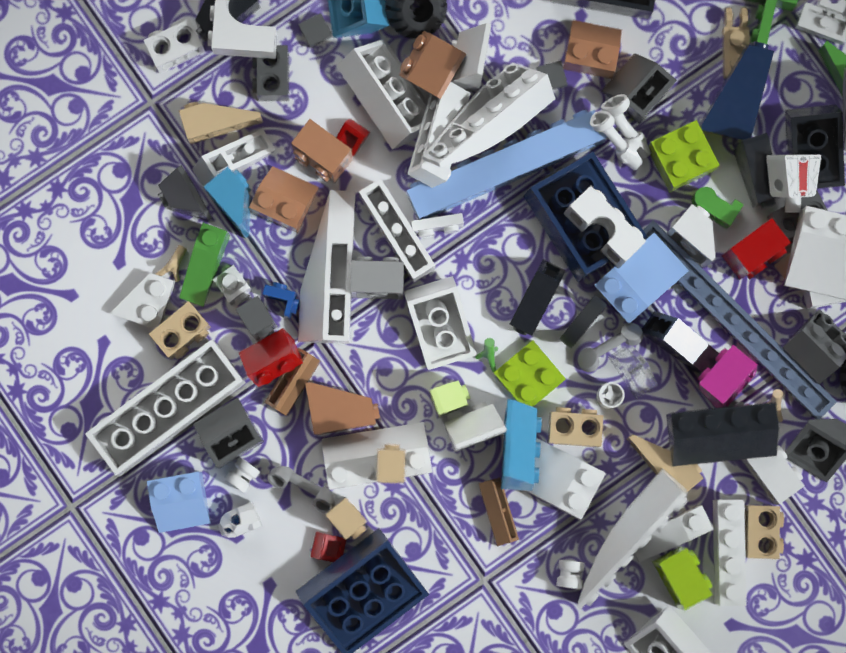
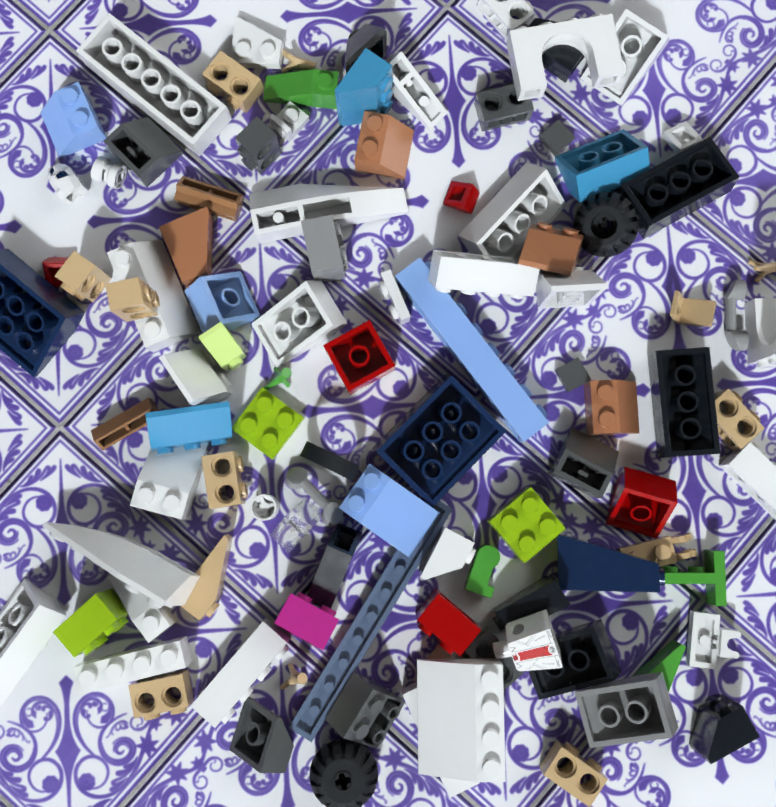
camera: 80 degrees right, 0 degrees up
(210, 120) = (439, 56): tan slope -> none
(270, 357) = (224, 169): red brick -> none
(279, 293) = (291, 164): blue bracket -> none
(282, 475) = (116, 210): light grey bar -> none
(321, 151) = (437, 165): nougat brick -> none
(397, 230) = (377, 258): white brick -> none
(402, 392) = (223, 300): none -> light blue slope
(490, 271) = (359, 357): none -> red brick
(492, 114) = (514, 319): white wedge -> none
(537, 298) = (346, 411): black slope -> none
(570, 580) = (78, 509): white wheel -> none
(594, 209) = (444, 441): white arch -> none
(633, 146) = (528, 470): white piece -> none
(687, 44) = (642, 502): none -> red slope
(723, 434) = (247, 631): black slope -> none

